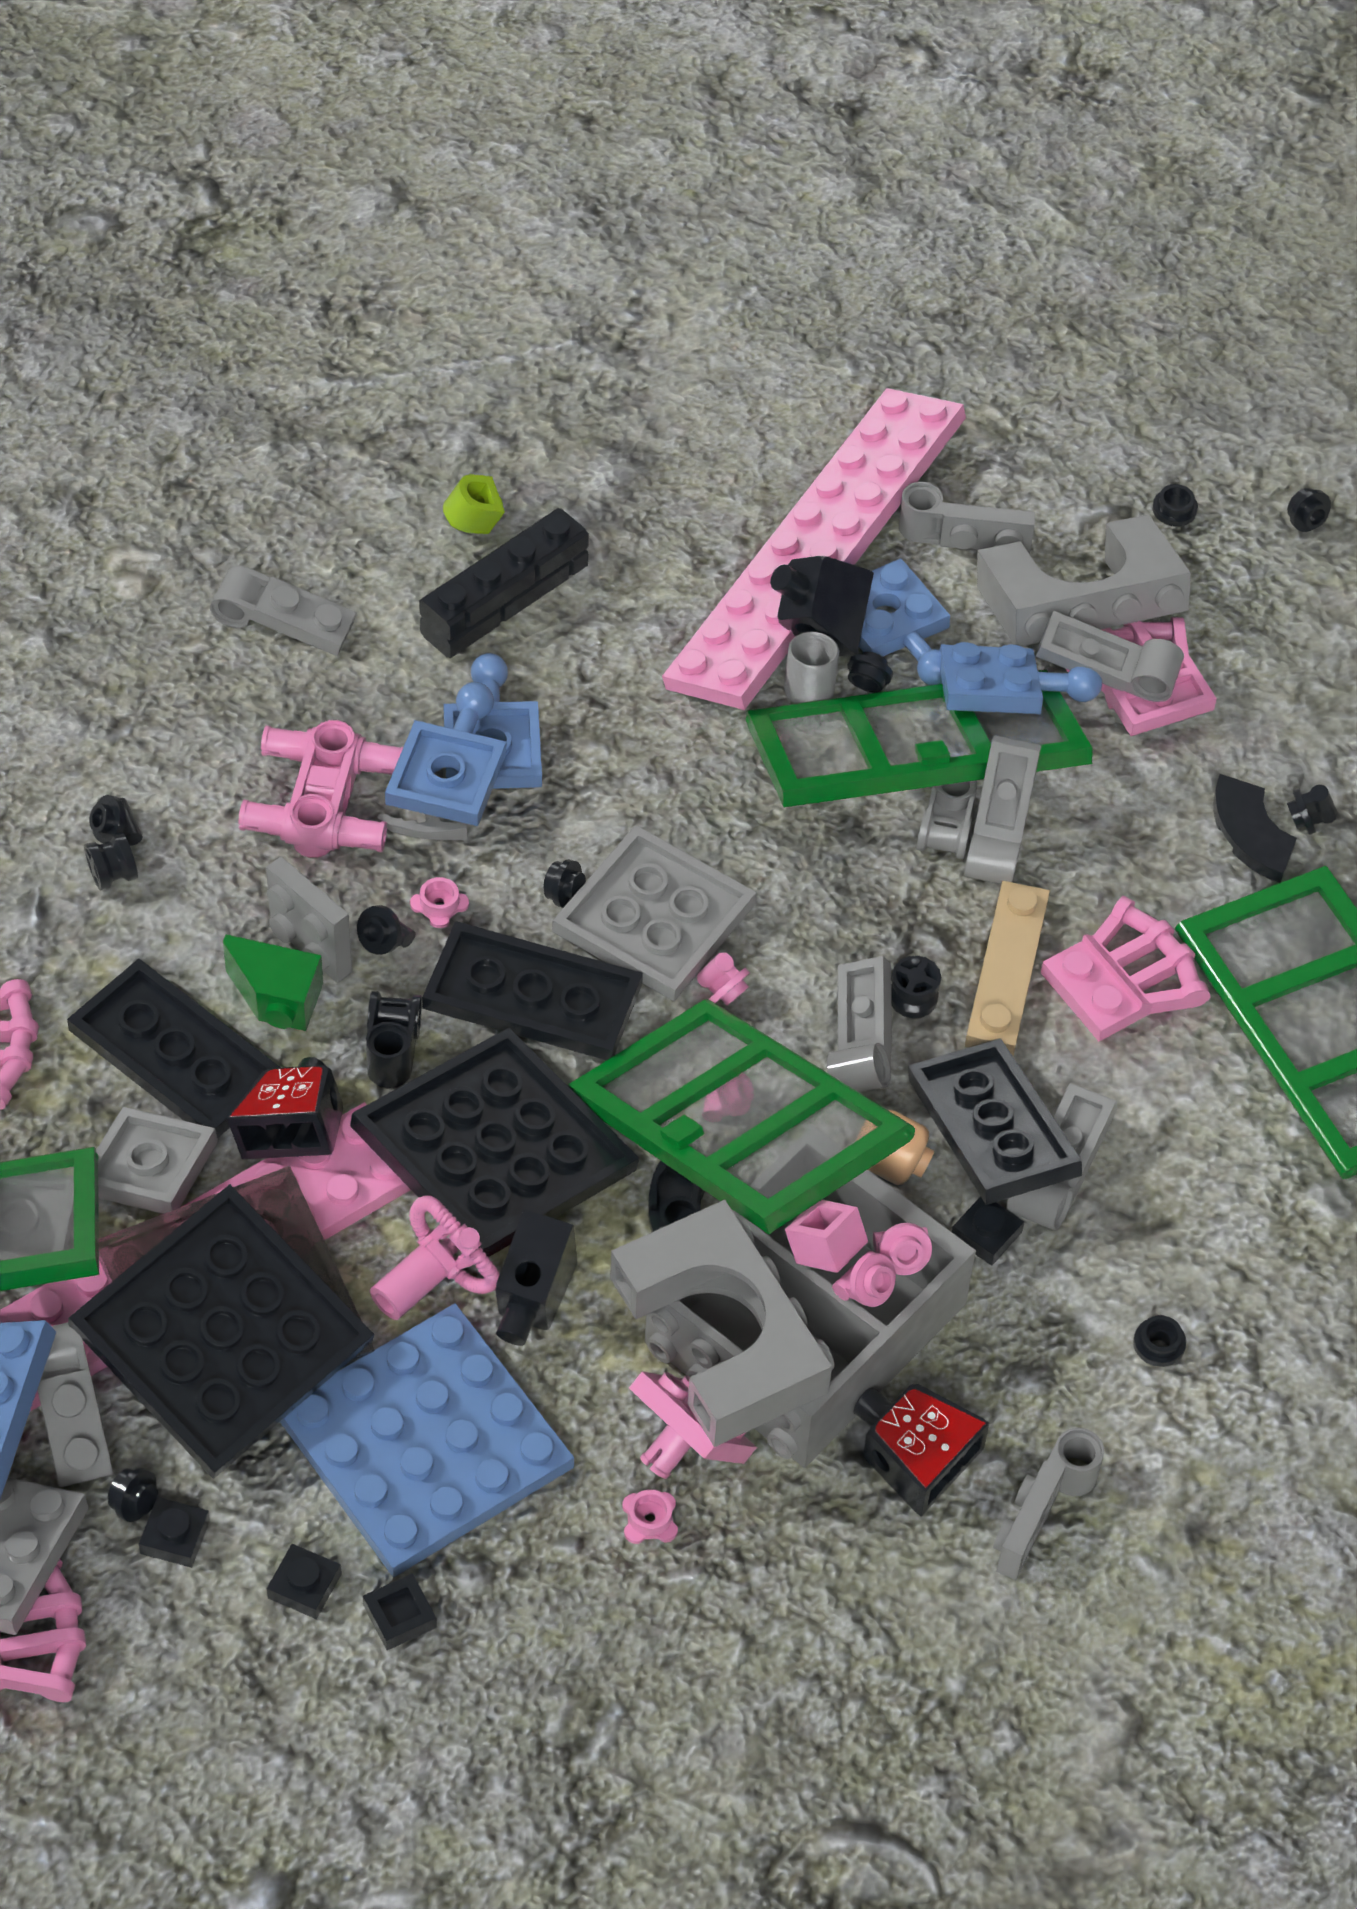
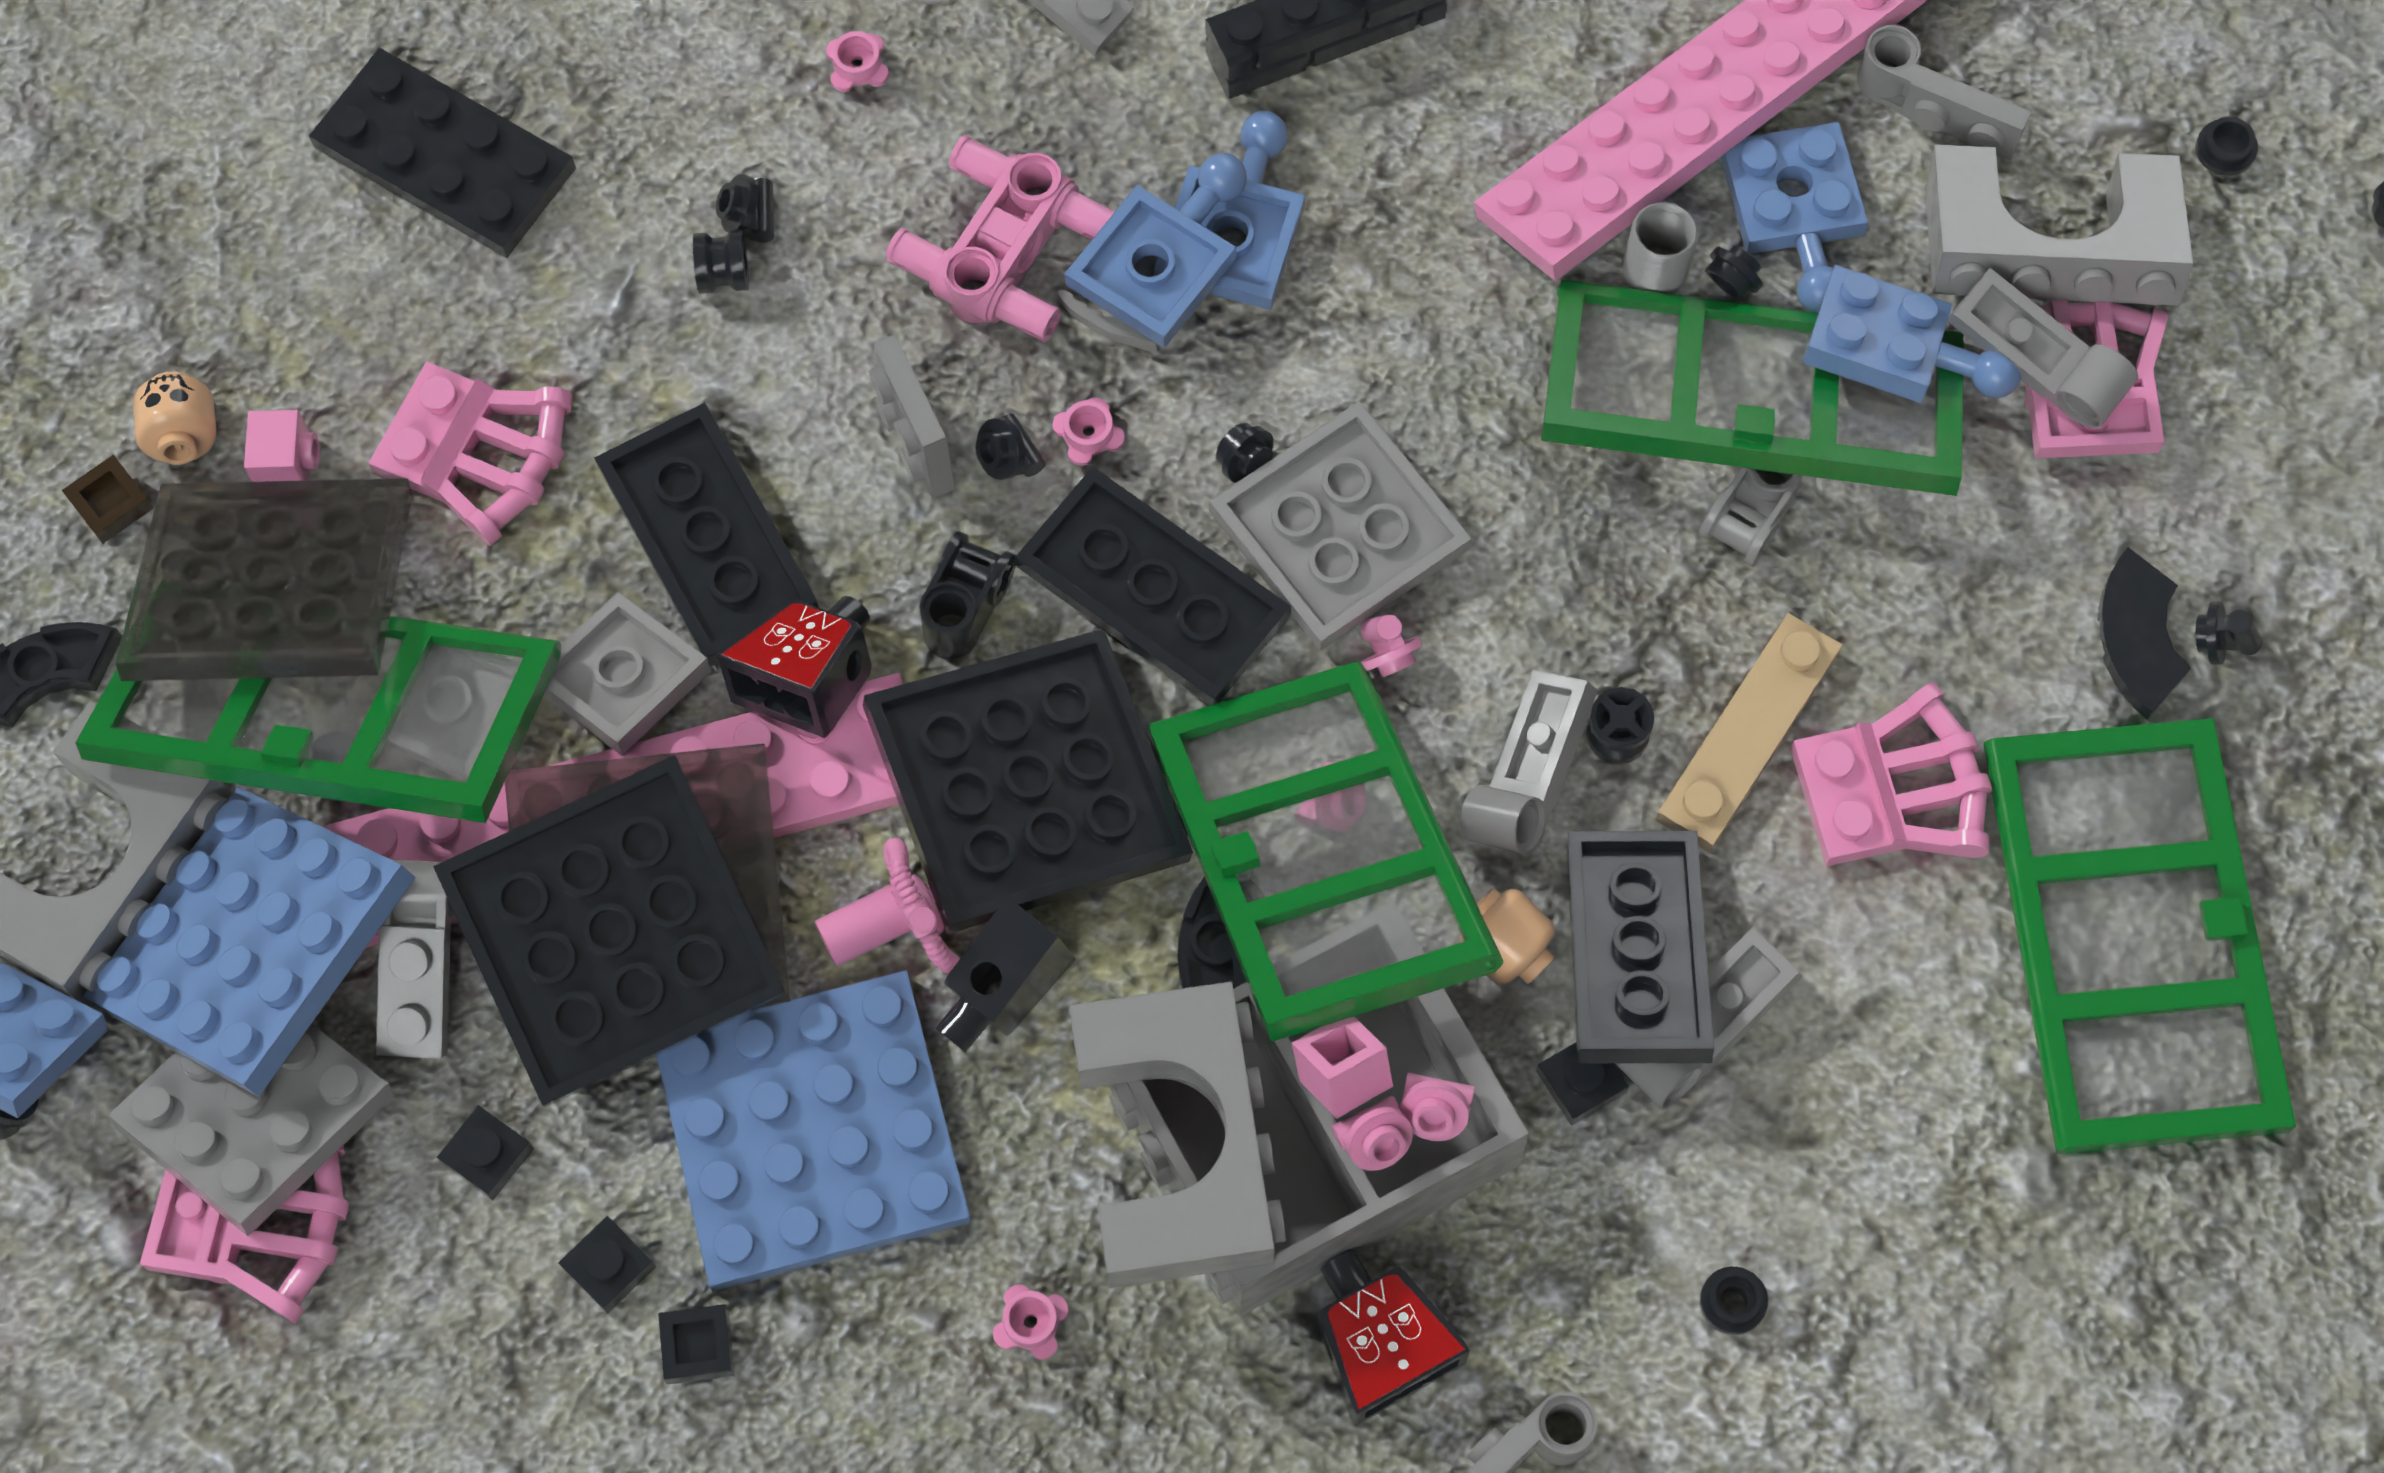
camera: 25 degrees right, 15 degrees up
(133, 1493) = (452, 1092): black plate -> none
(158, 702) = (854, 47): none -> bright pink plate
(275, 980) = (854, 482): green slope -> none
(669, 1400) = (1080, 1187): bright pink plate -> none
(824, 598) = (1705, 165): black torso -> none
(1002, 810) = (1816, 526): light grey plate -> none

